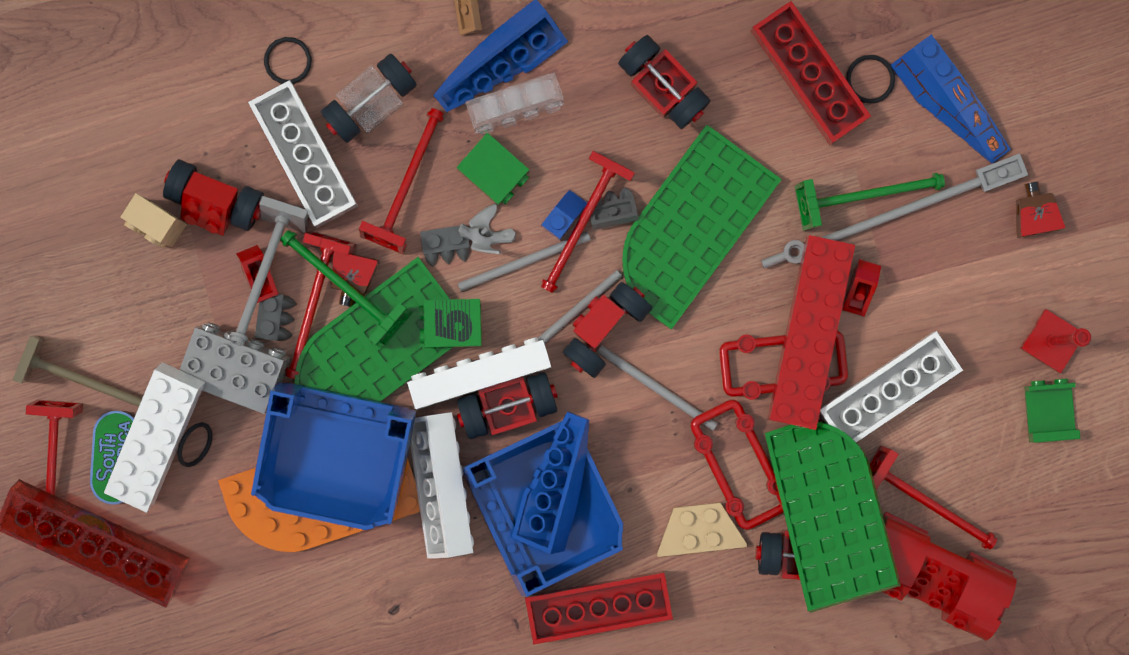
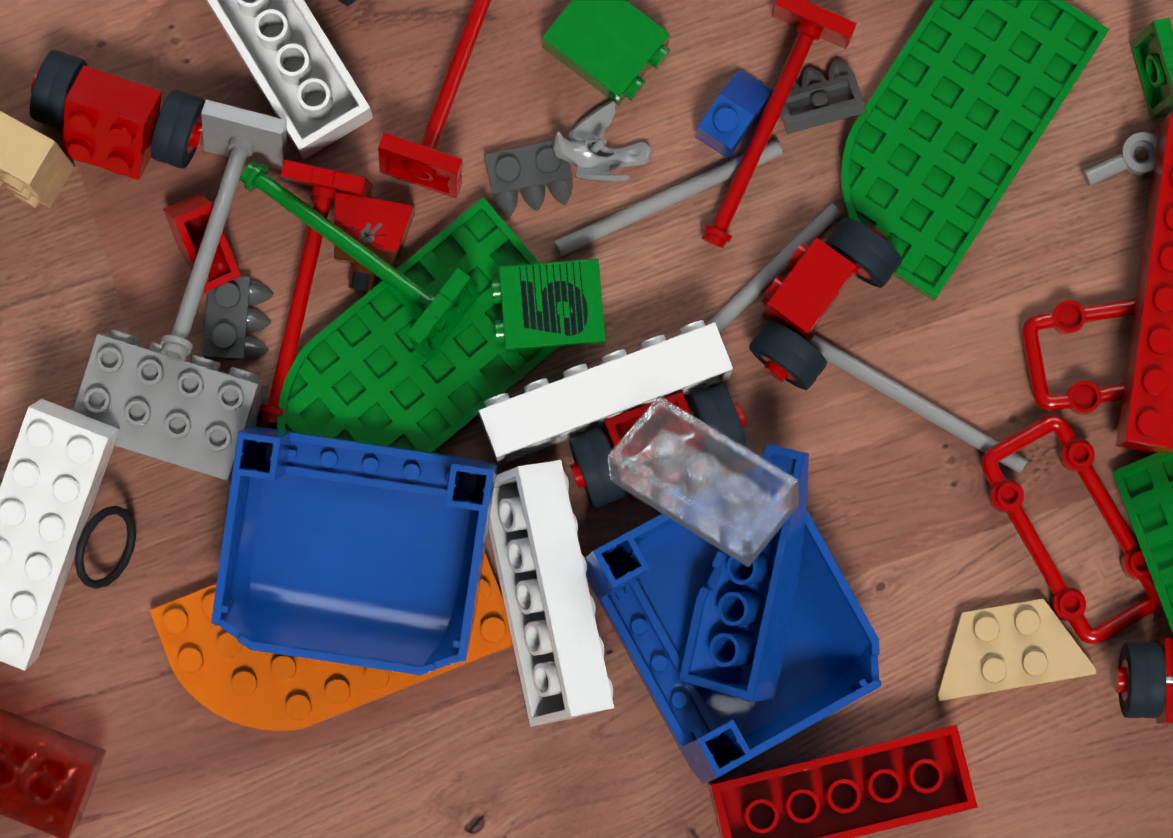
camera: 10 degrees left, 5 degrees down
(529, 432) = (703, 480): none -> clear brick

